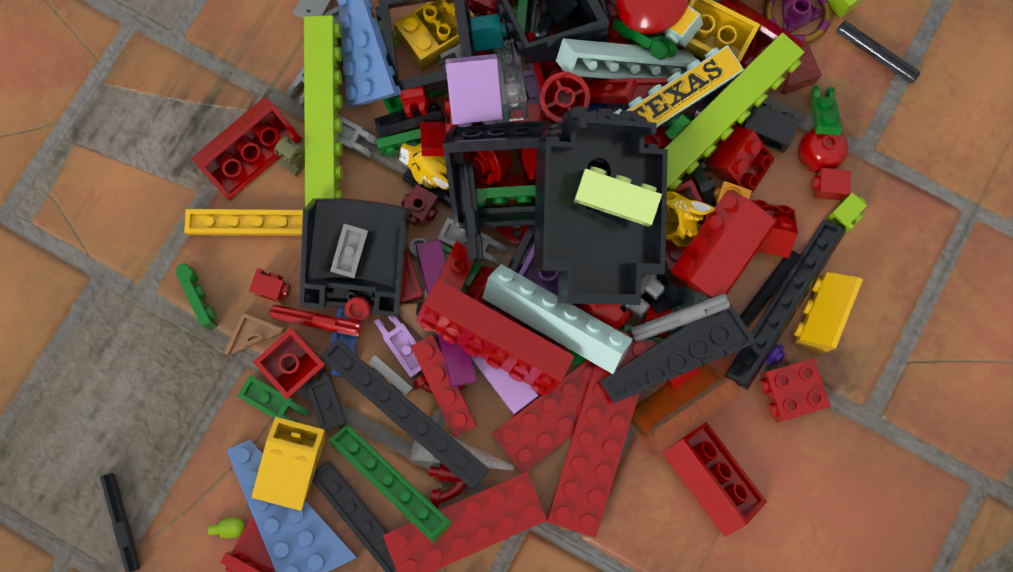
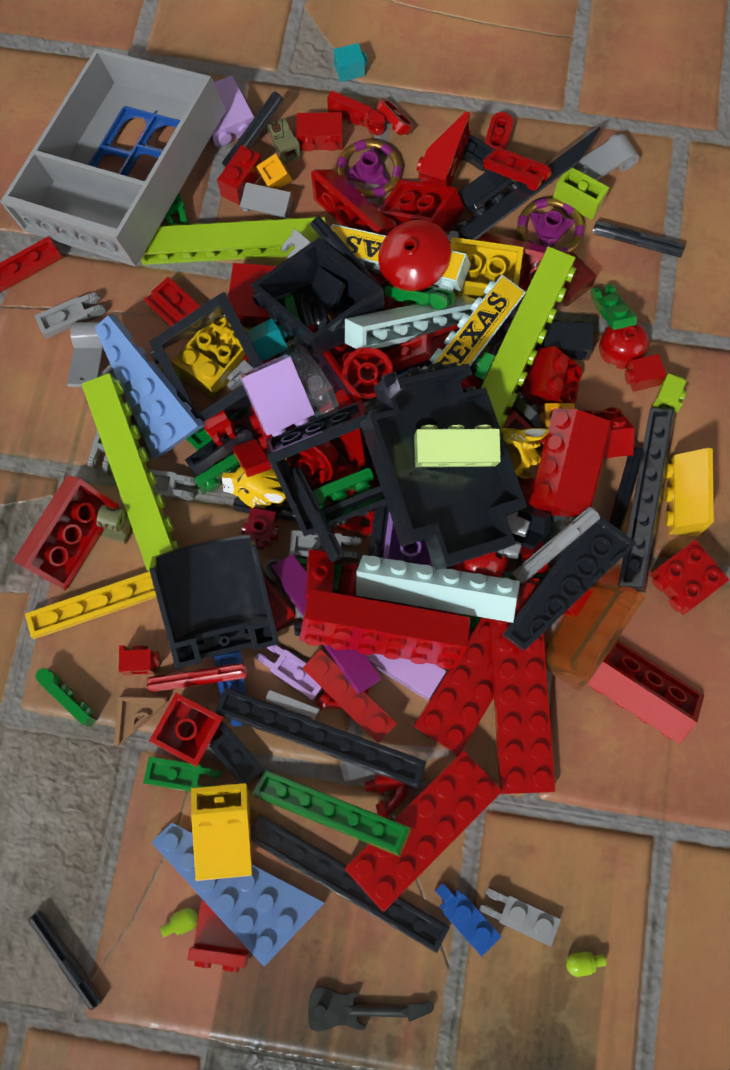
camera: 20 degrees left, 5 degrees down
(349, 250) = (206, 595): light grey plate -> none
(357, 309) = (235, 650): red tile -> none
(776, 355) = (658, 551): dark purple plate -> none

